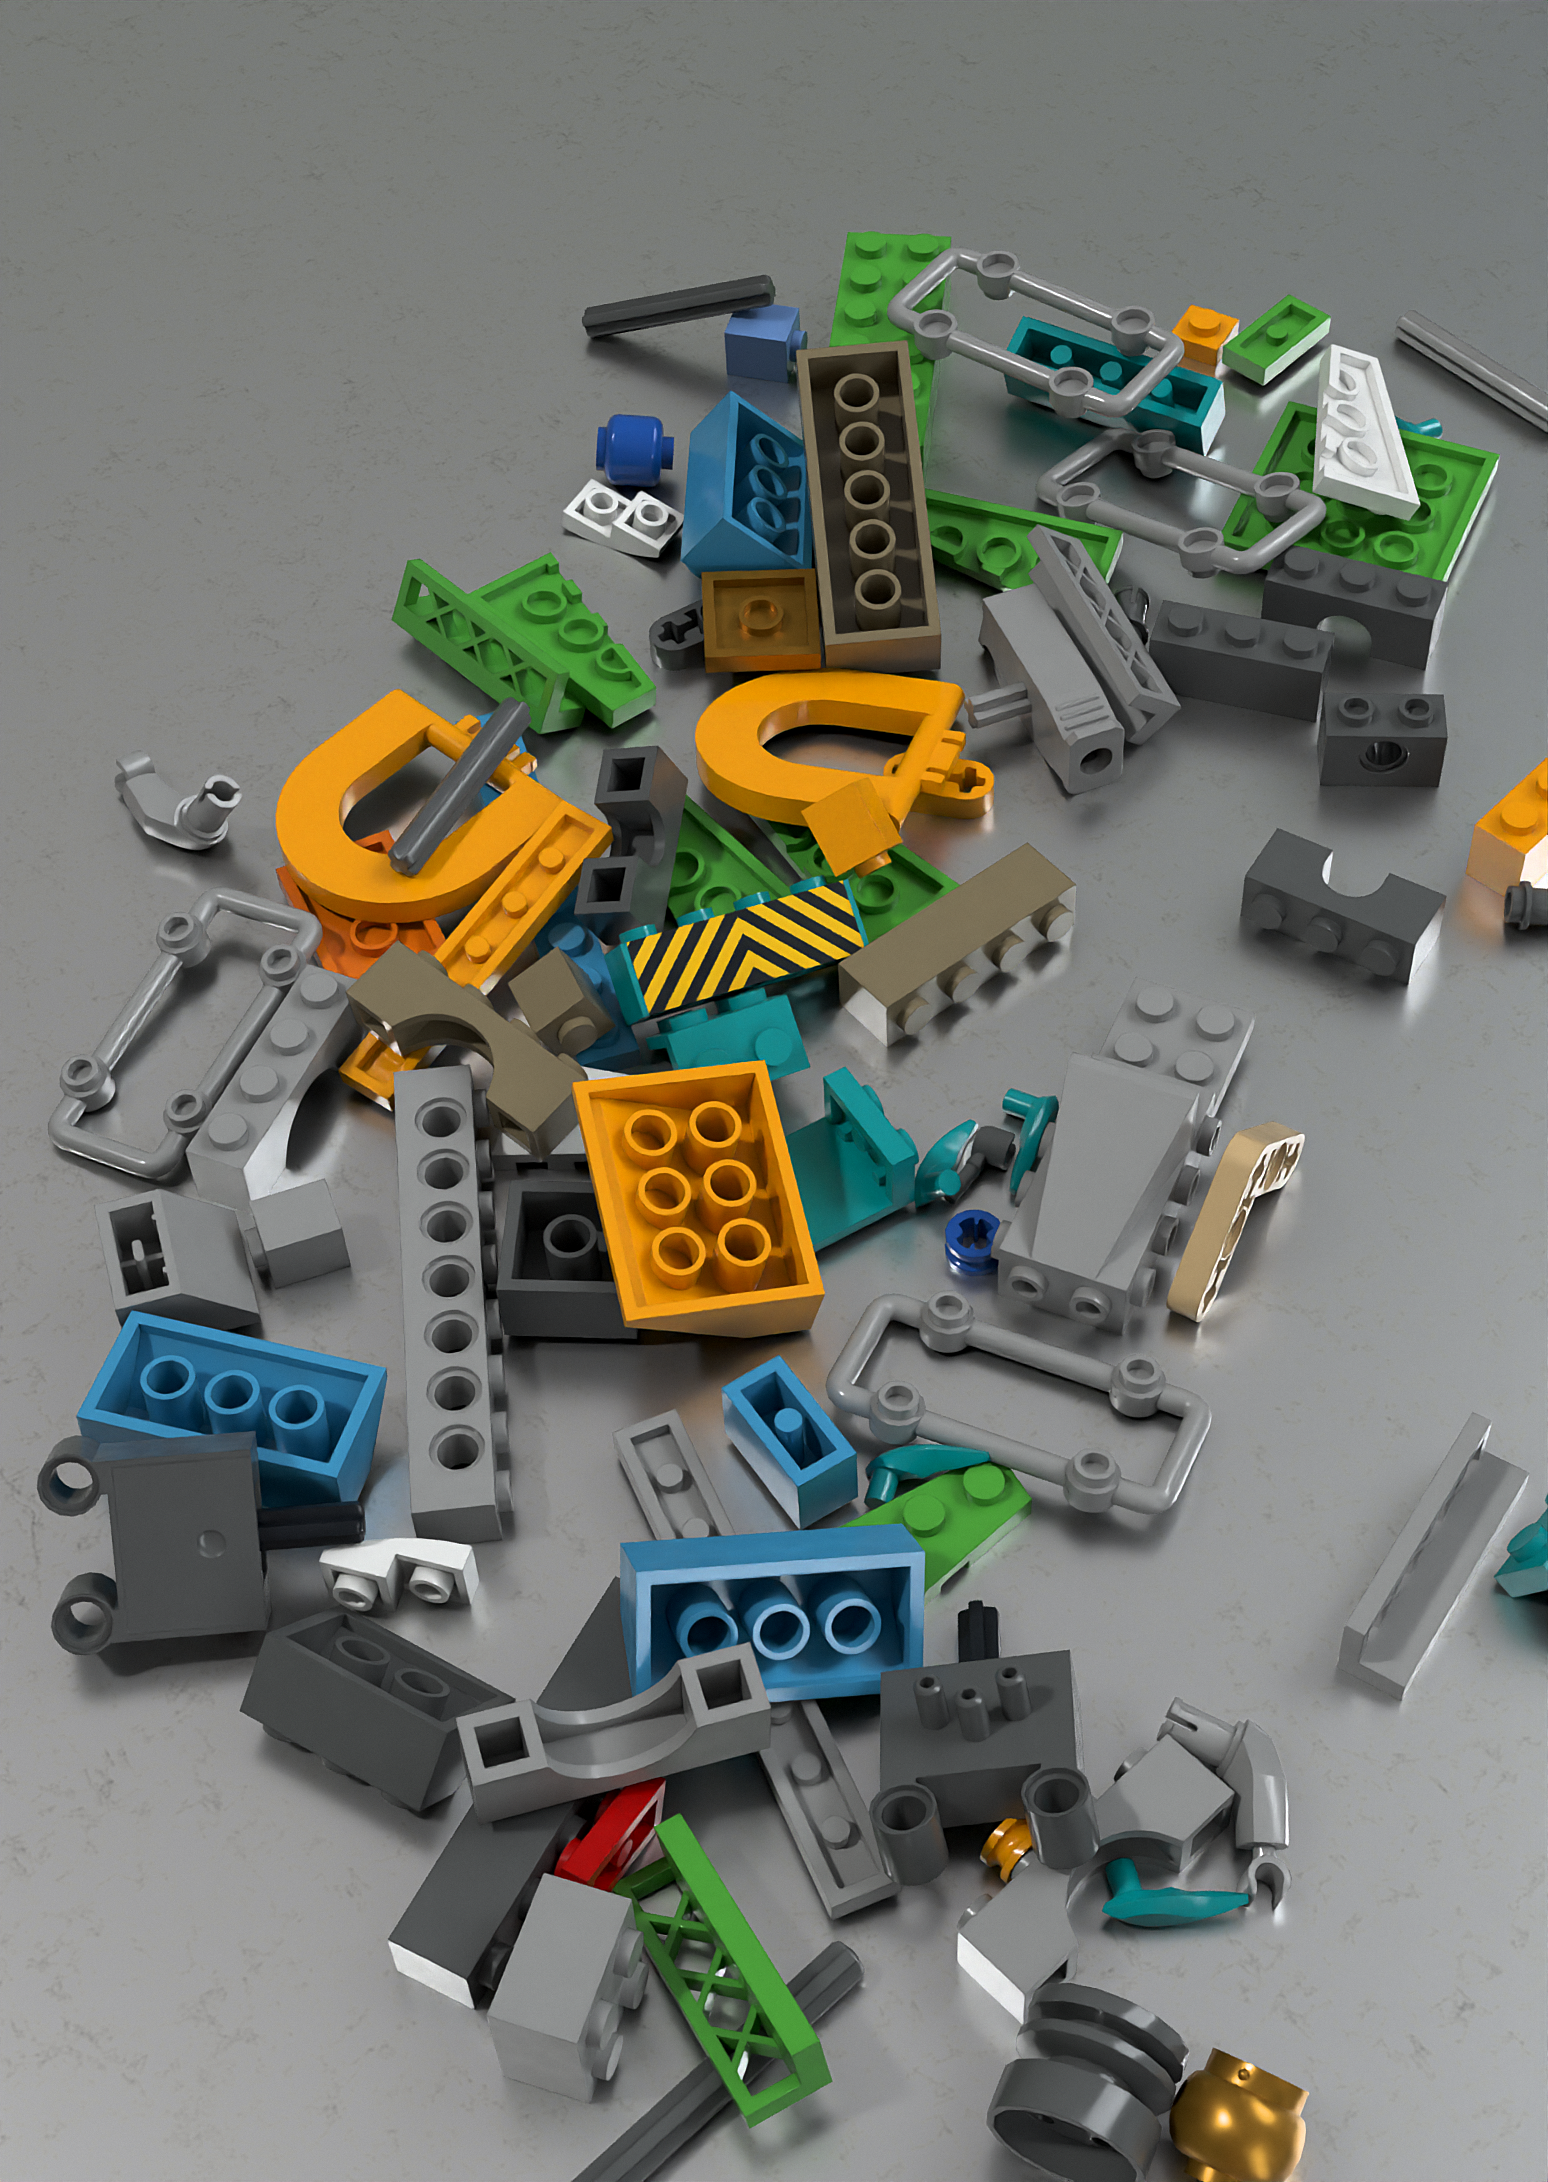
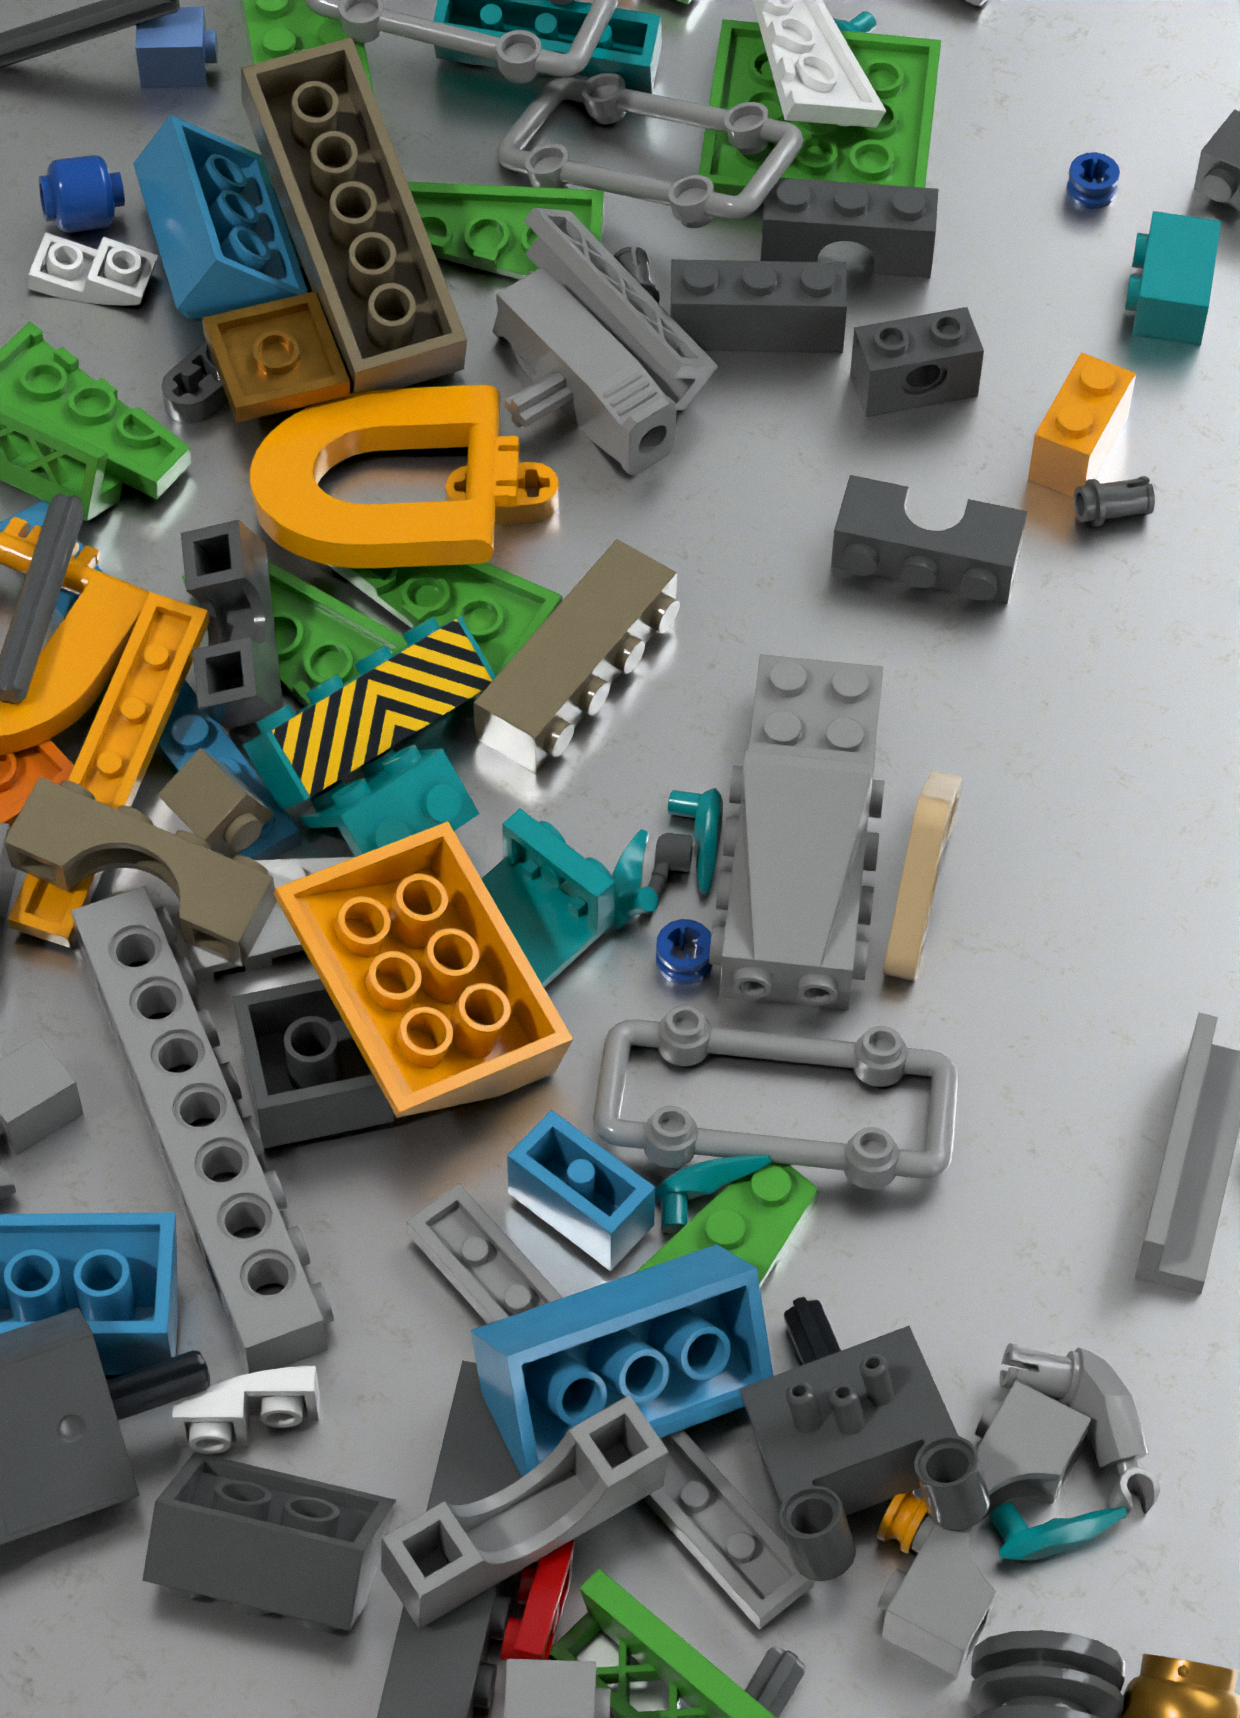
camera: 20 degrees left, 5 degrees up
(853, 829) = (452, 564): light orange brick -> none

